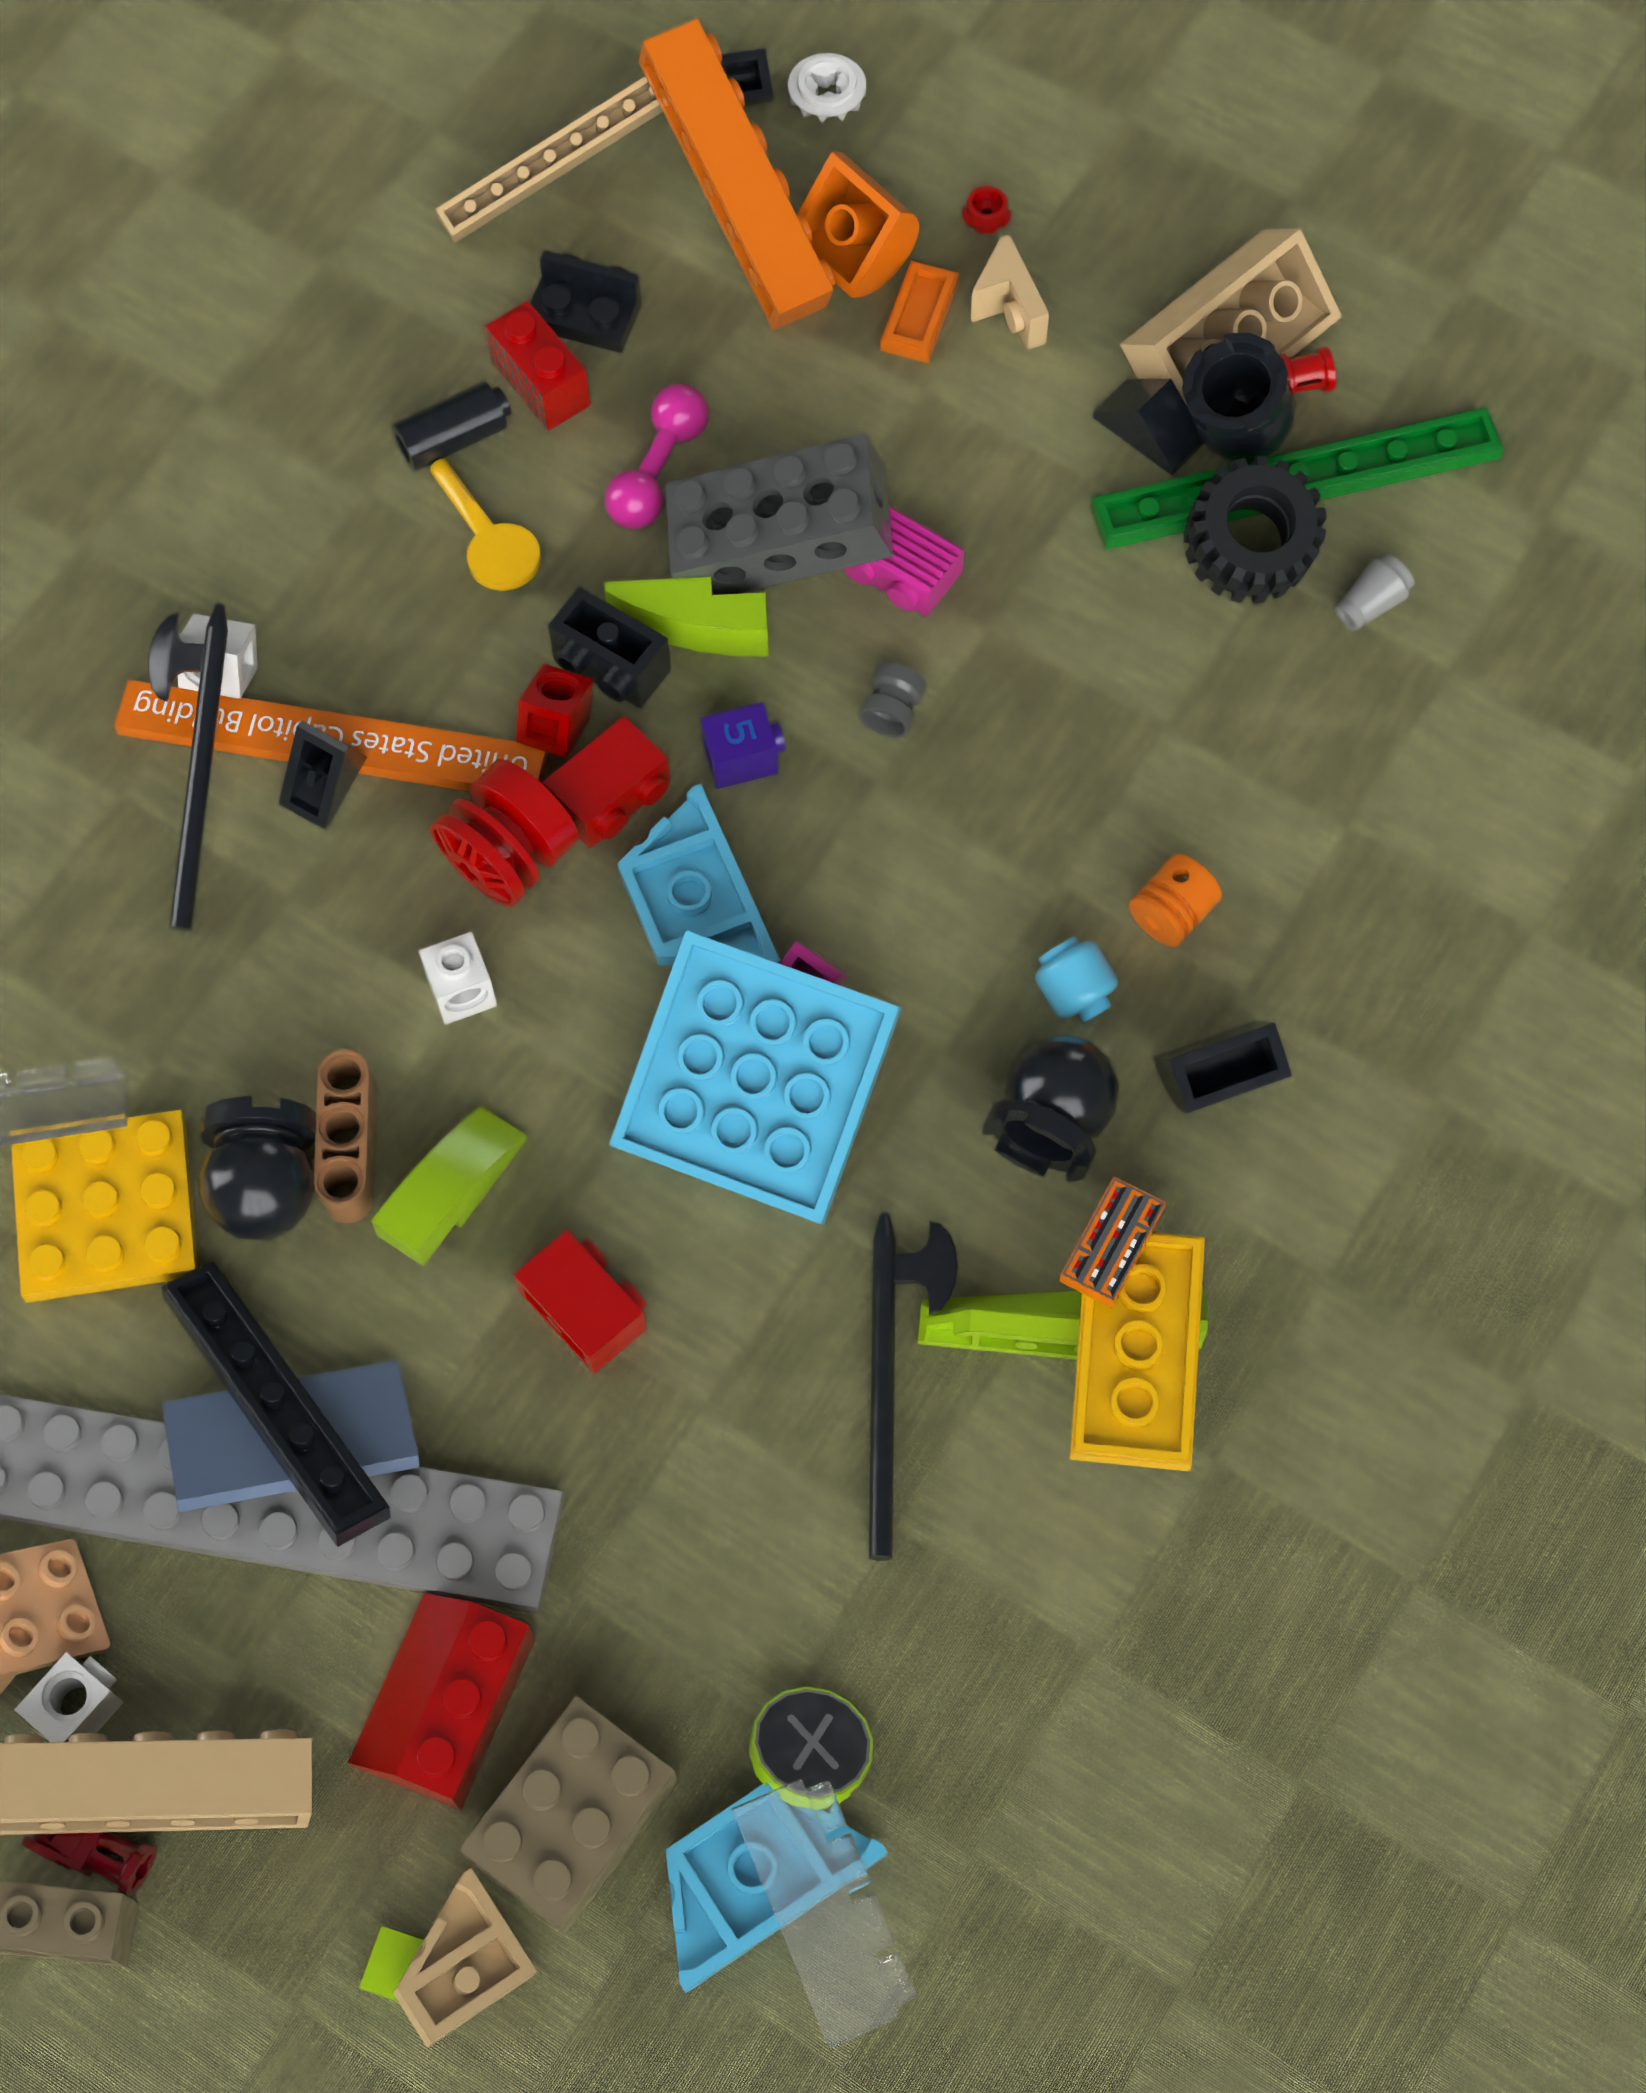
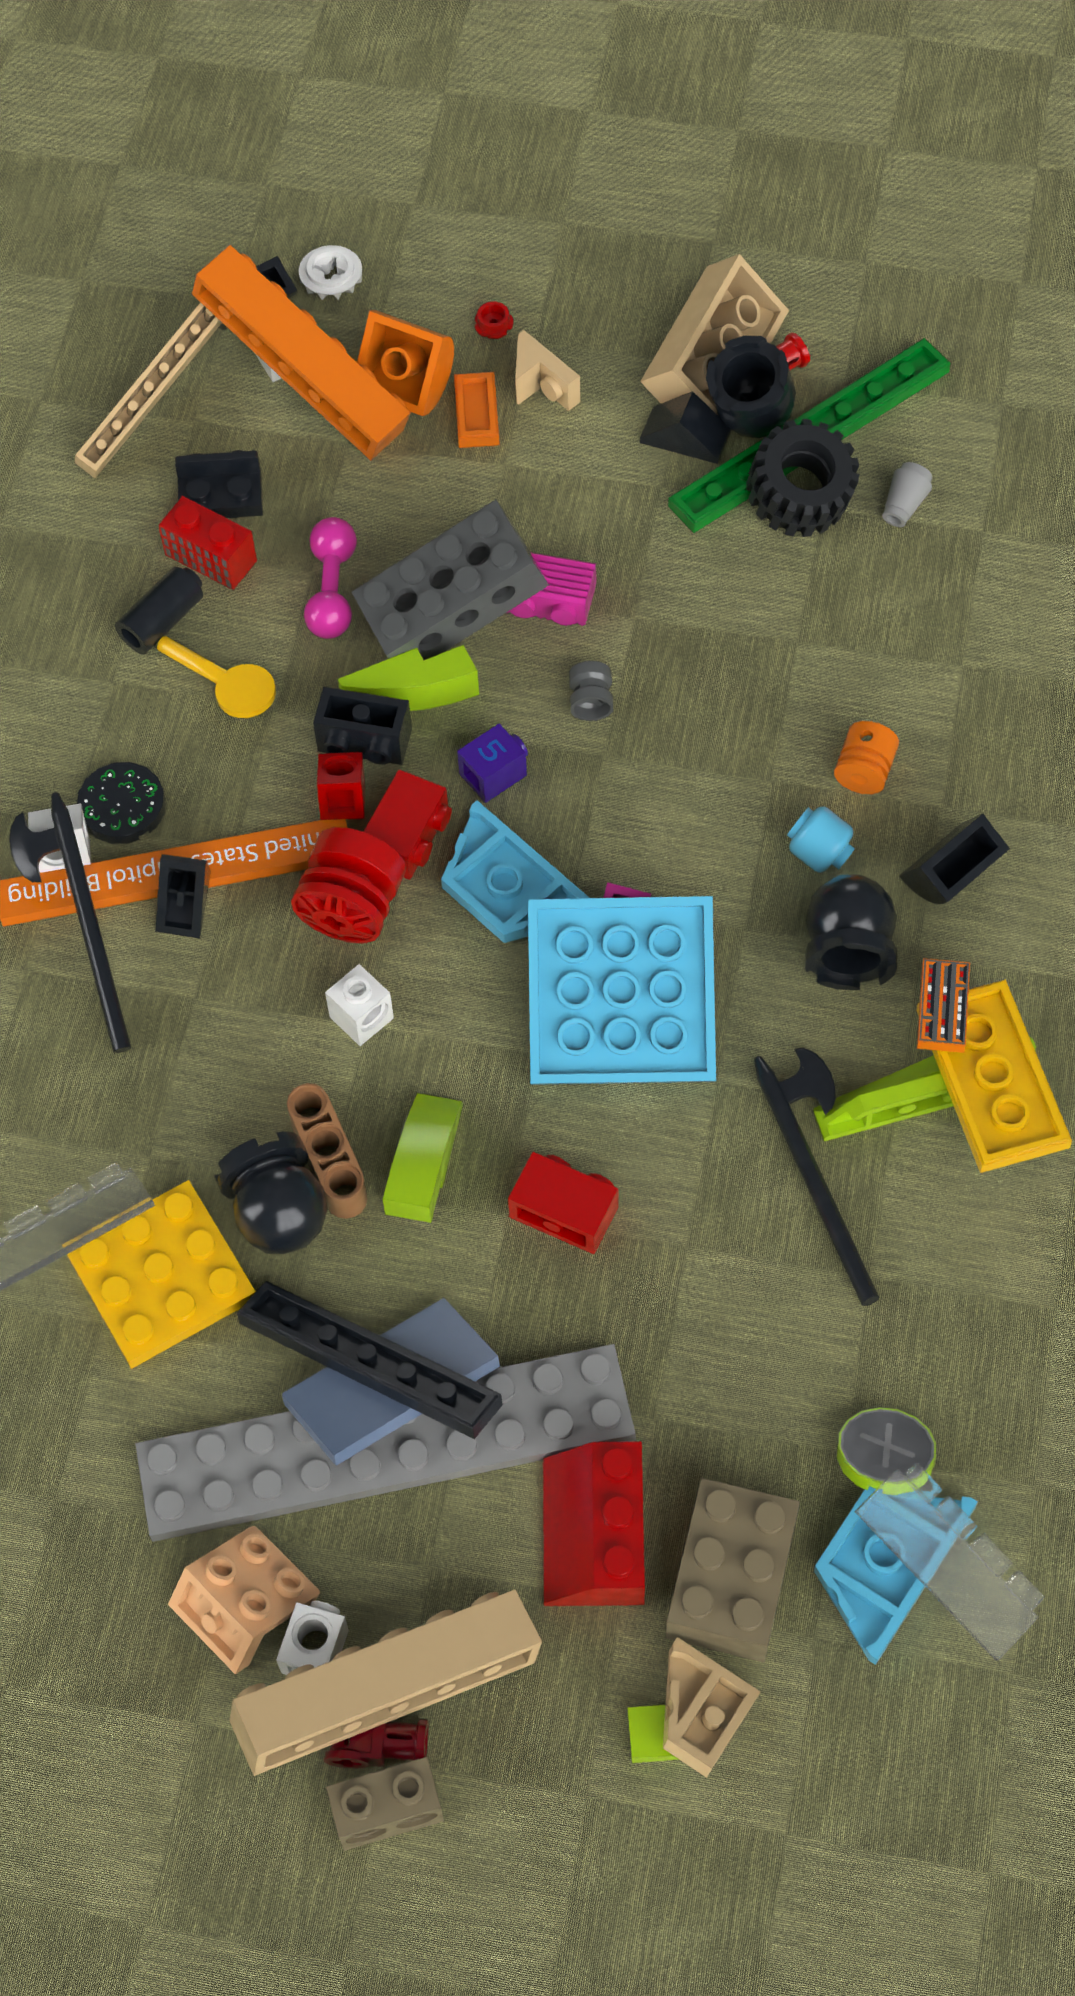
camera: 20 degrees left, 5 degrees down
(308, 638) = (122, 802): none -> black tile

